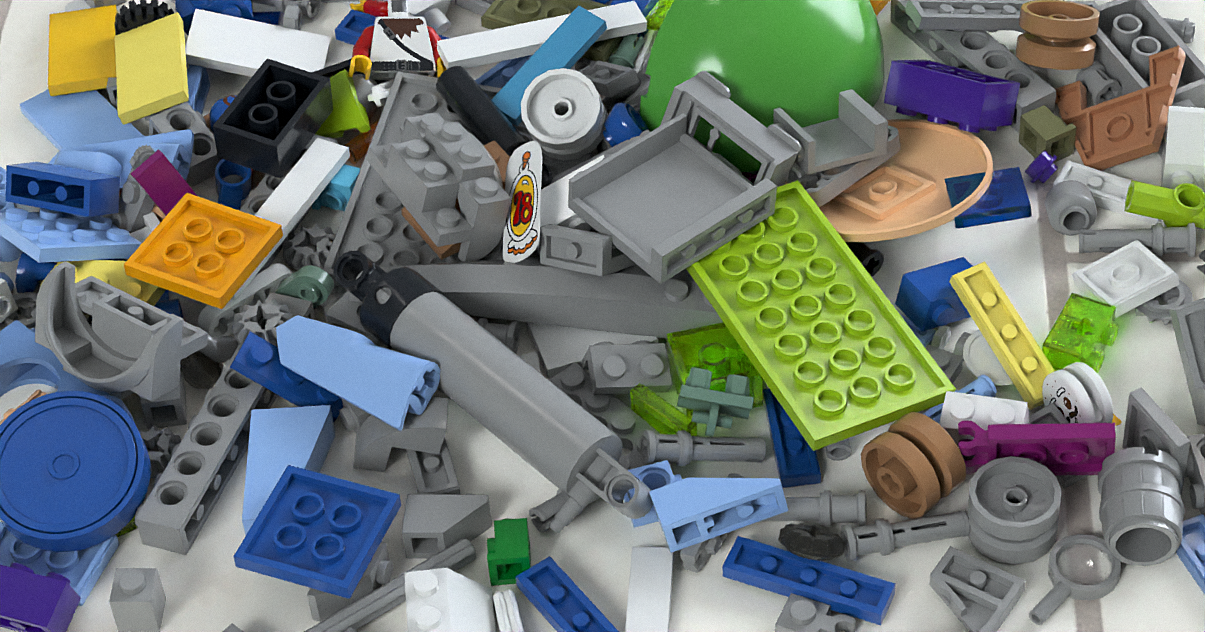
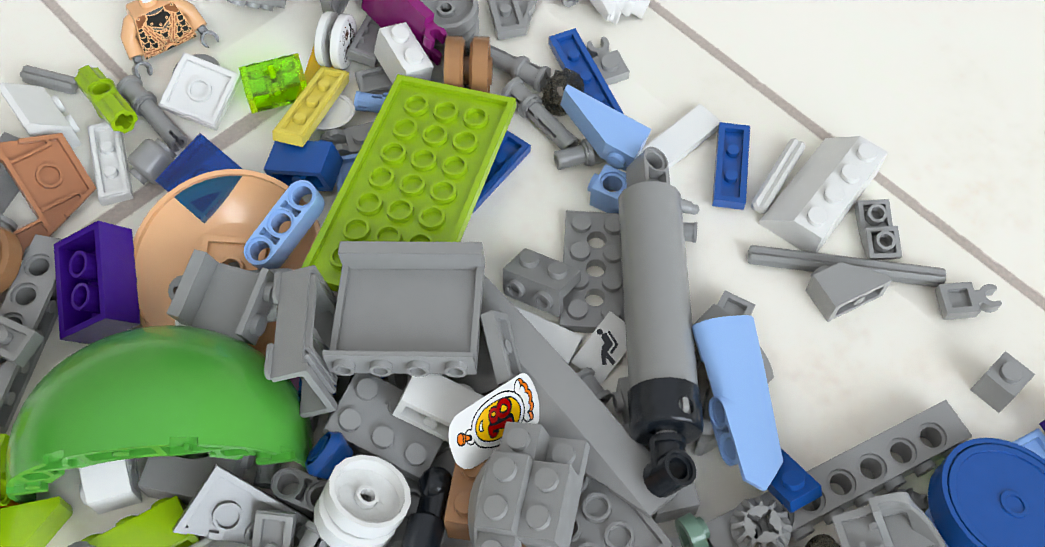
camera: 140 degrees left, 15 degrees up
(282, 439) = (825, 410): light blue slope -> none
(318, 531) = (858, 305): blue plate -> none
(441, 520) = (756, 275): light grey slope -> none
(508, 551) = (733, 223): green brick -> none
(659, 412) = (553, 227): clear neon green tile -> none
(684, 448) = (570, 192): light grey pin -> none
(715, 350) = (502, 227): clear neon green brick -> none
(732, 402) = (532, 186): sand green hips -> none
(857, 200) = (285, 209): none -> light blue beam
(1042, 167) = (118, 214): dark purple plate -> none
(1047, 132) = (81, 215): olive brick -> none

